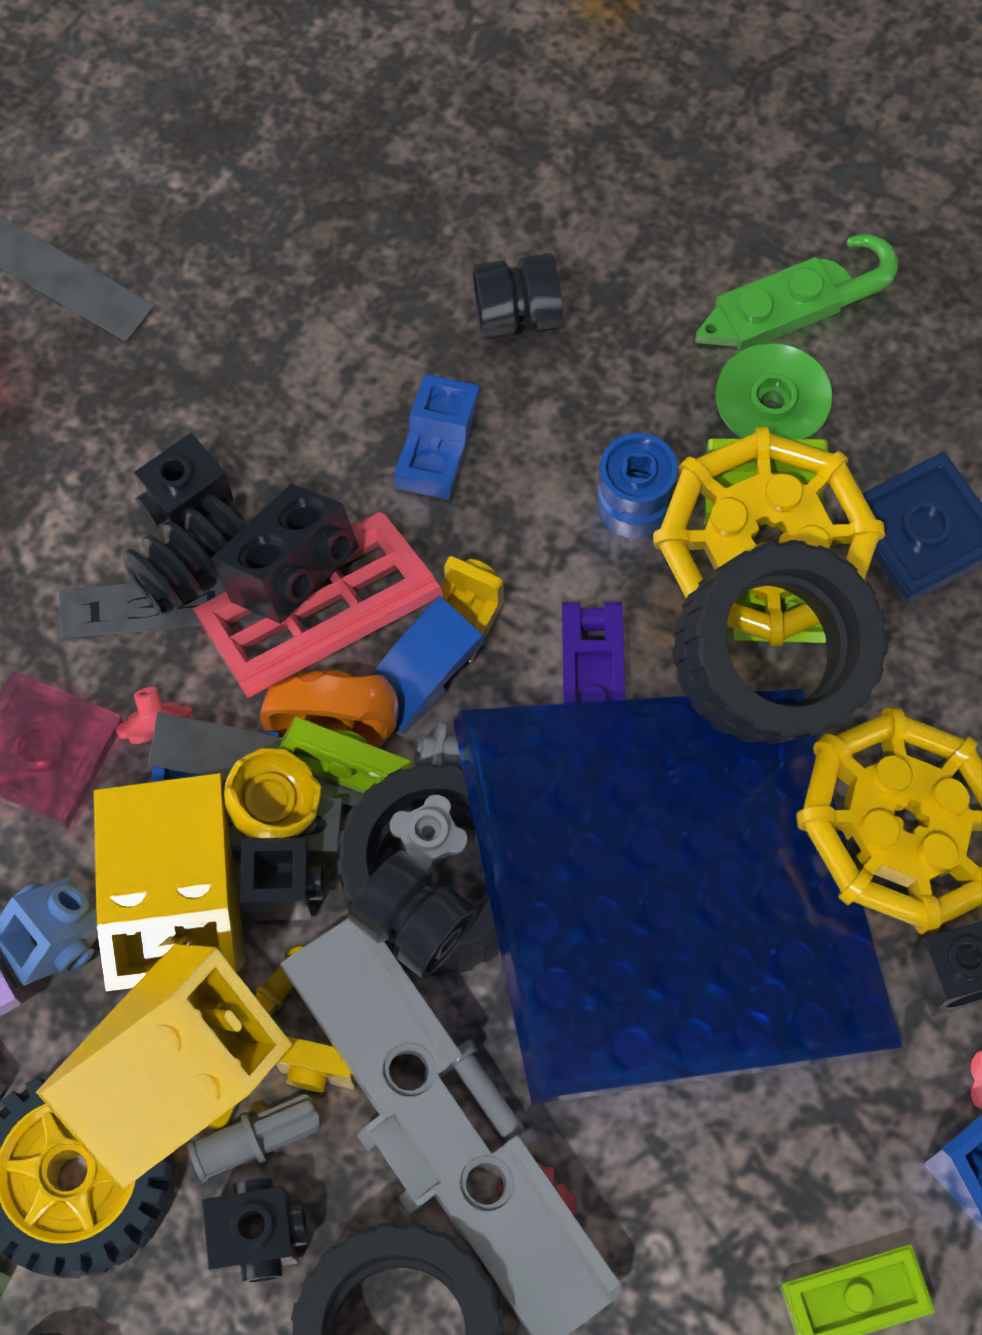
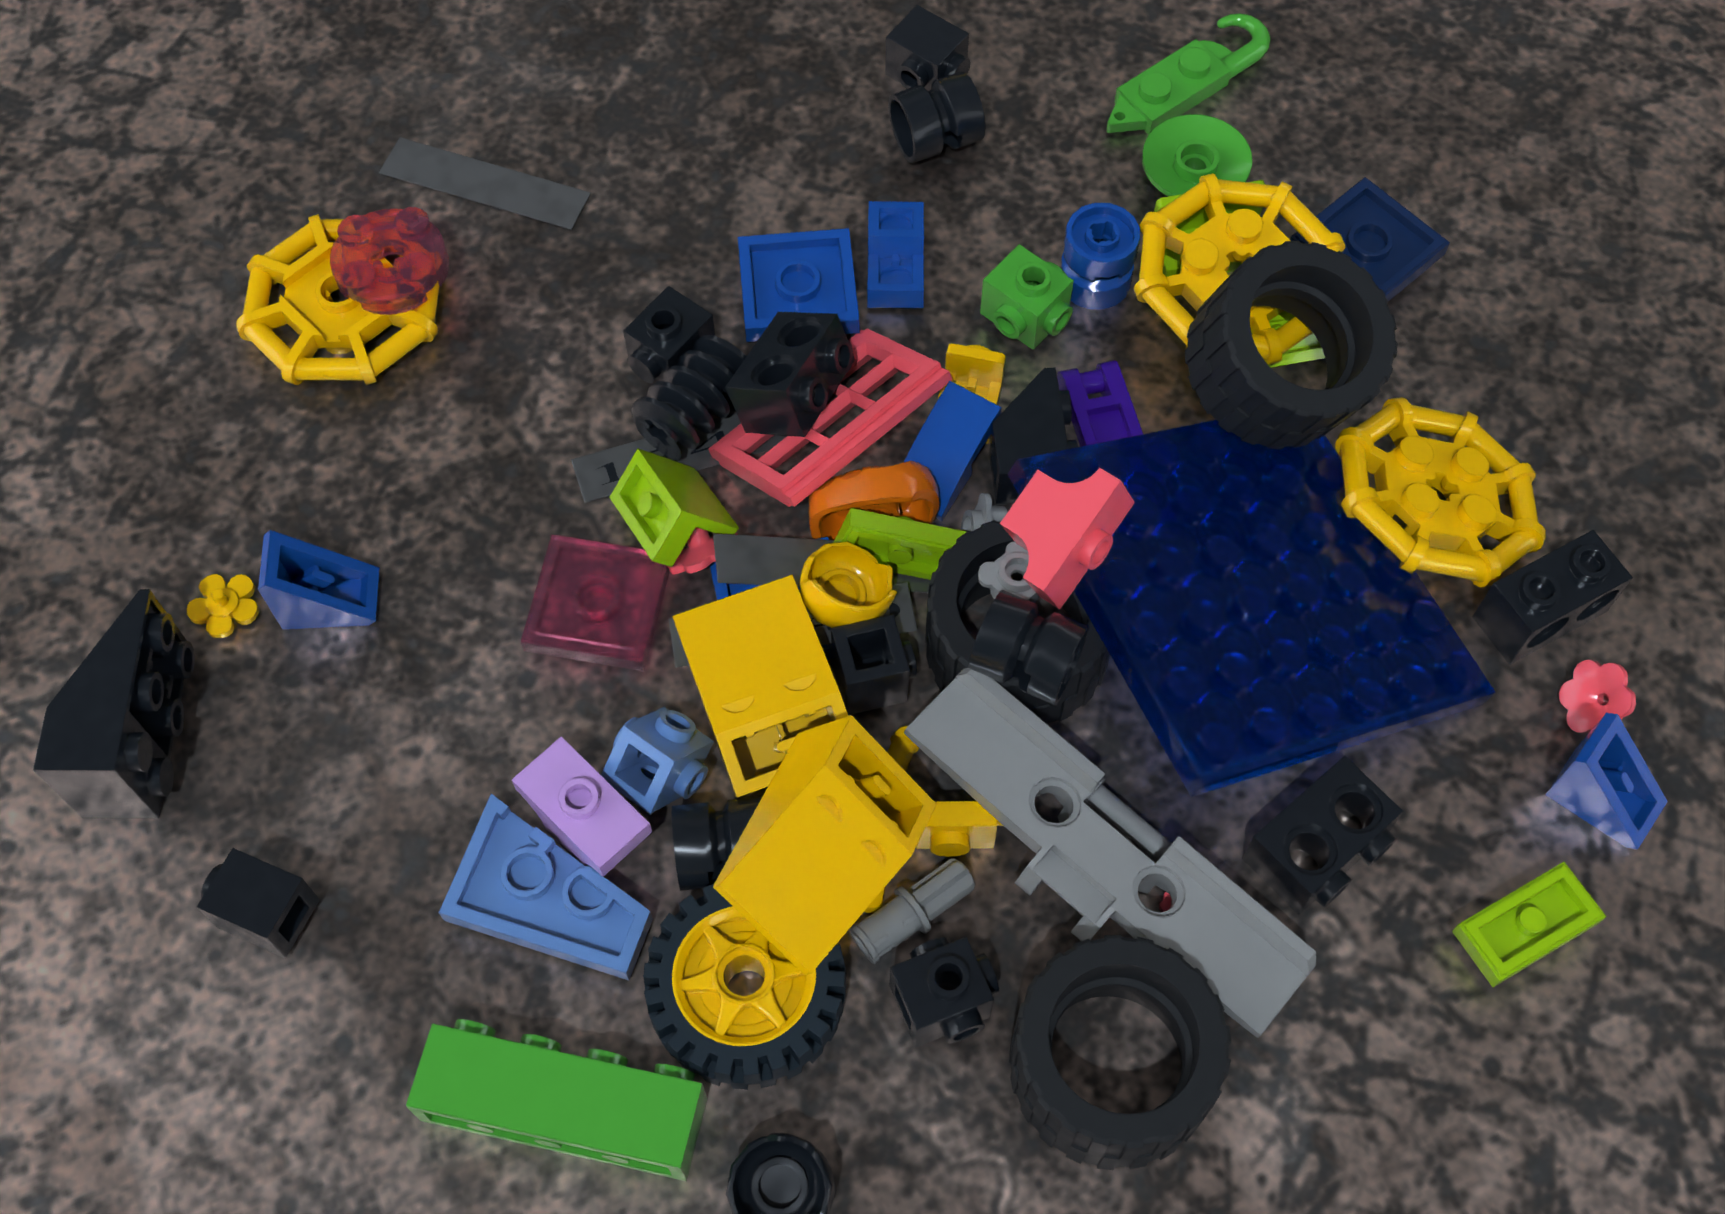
camera: 15 degrees left, 5 degrees down
(65, 1019) = (707, 838): none -> black wheel
(133, 661) = (666, 504): none -> lime panel
(329, 448) = (797, 275): none -> blue plate
(475, 805) = (1066, 529): none -> coral brick
(511, 663) = (1029, 428): none -> black slope
(529, 219) = (925, 49): none -> black brick
(550, 516) = (1027, 297): none -> bright green brick
(667, 1144) = (1313, 827): none -> black brick

